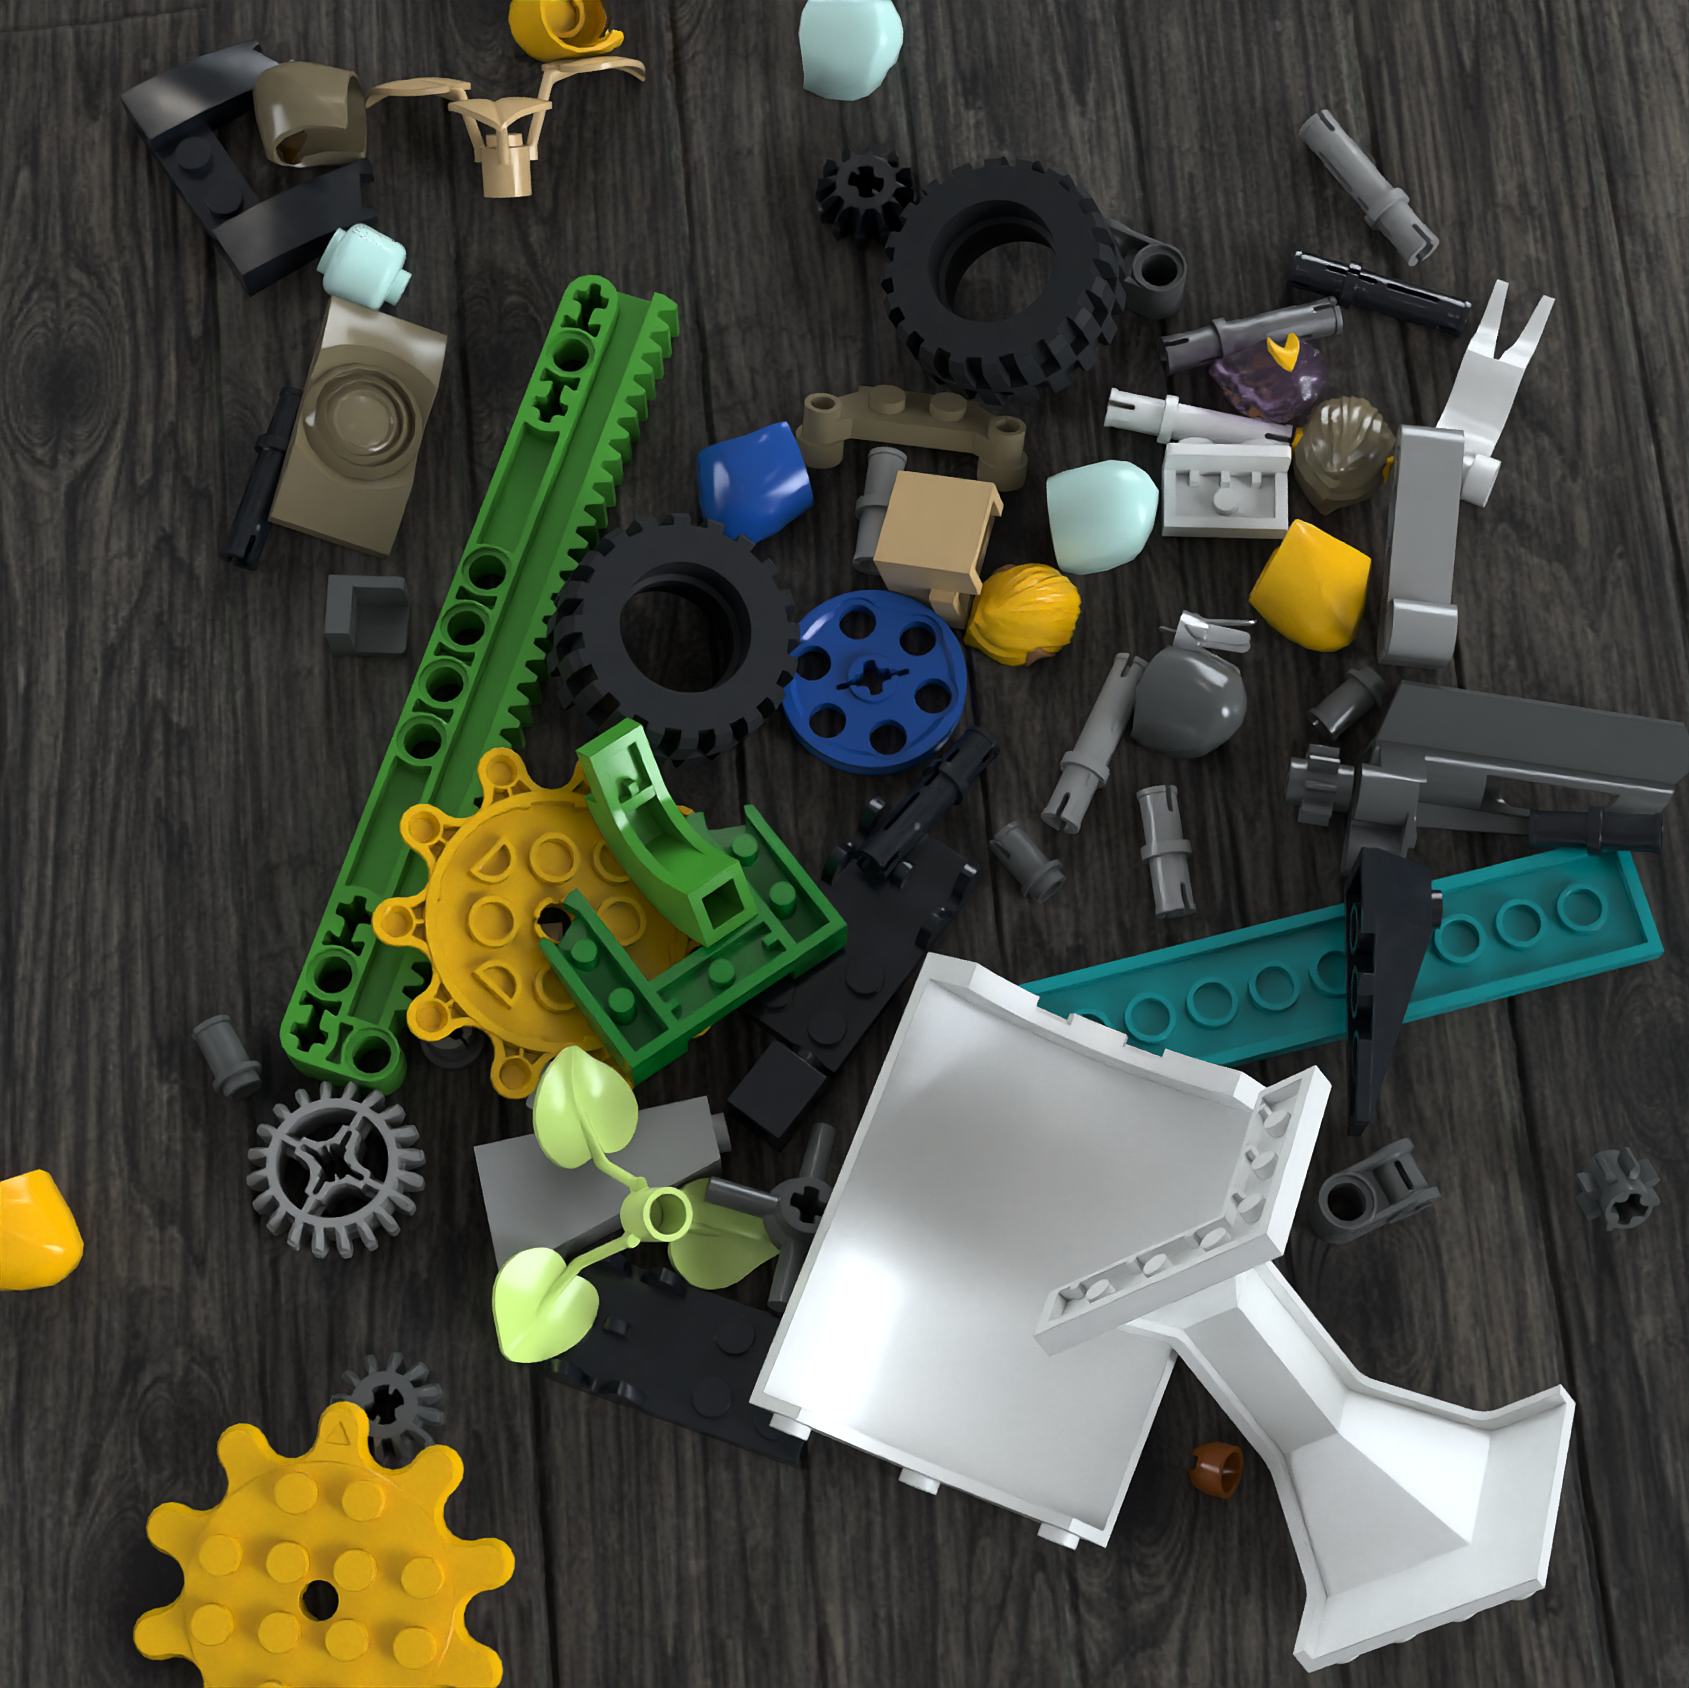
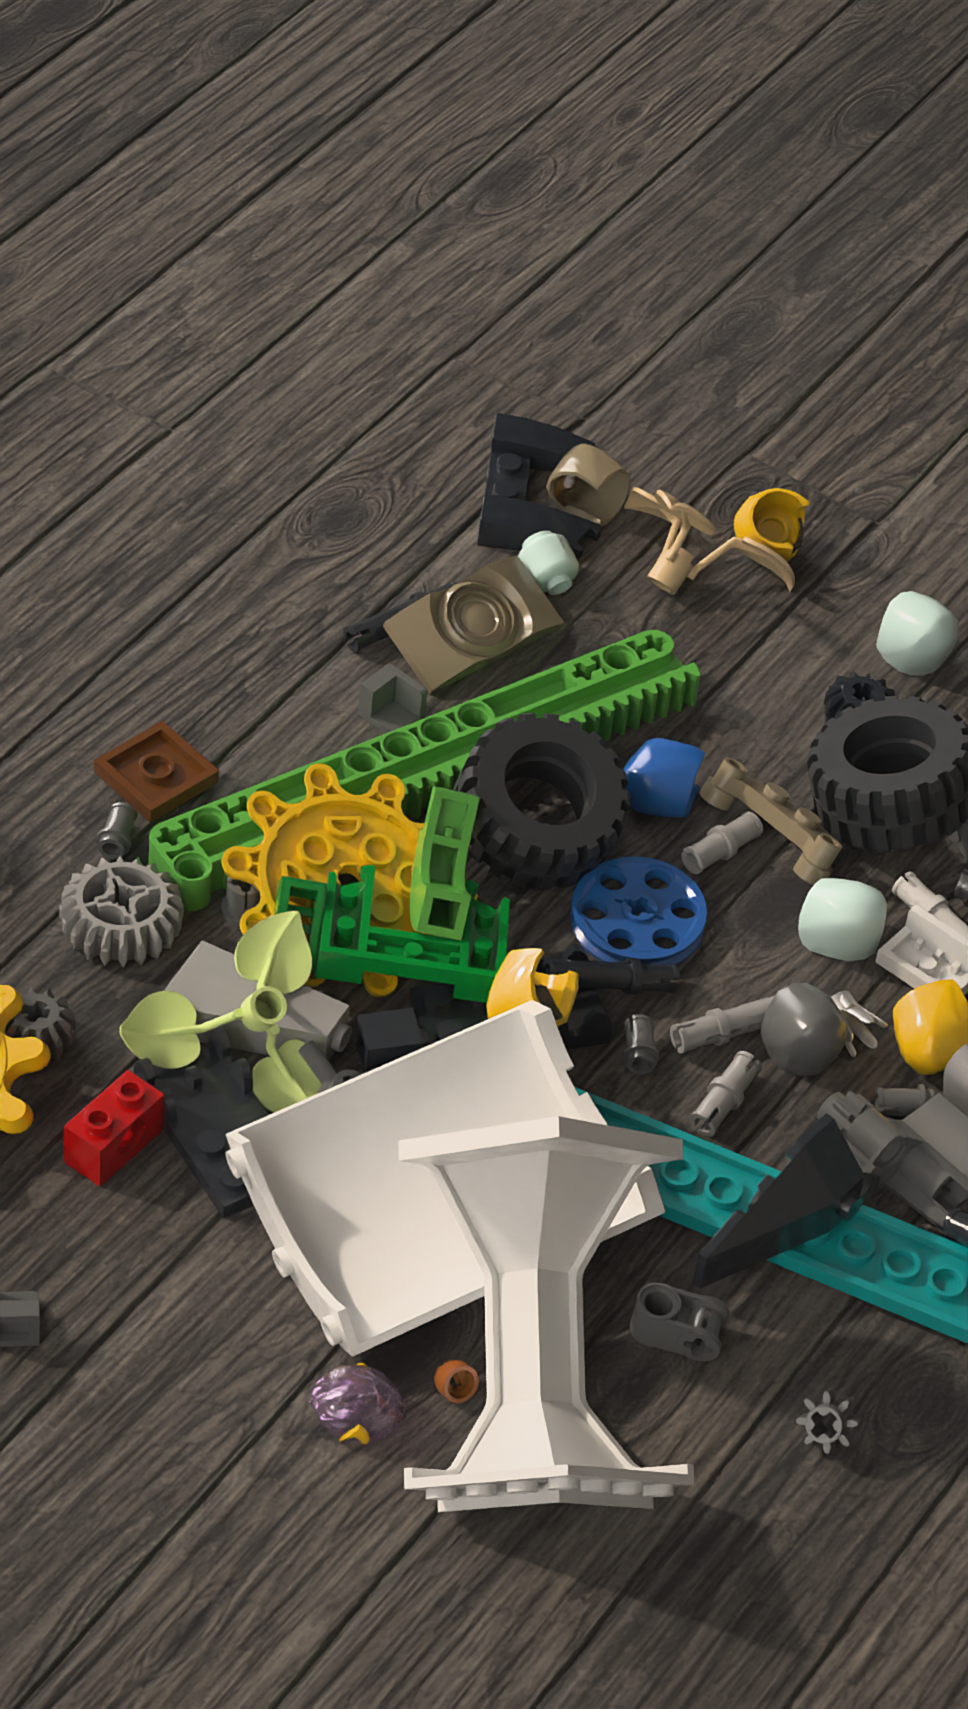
camera: 35 degrees right, 25 degrees down
(195, 938) = (156, 771): none -> reddish brown plate
(567, 1005) = (306, 890): none -> green slope
(595, 1472) = (113, 1128): none -> red brick
(894, 926) = (520, 983): none -> yellow piece
(937, 541) = (738, 866): tan plate -> none
(1023, 614) = (755, 937): yellow hair -> none
(1147, 1590) = (357, 1403): none -> hair

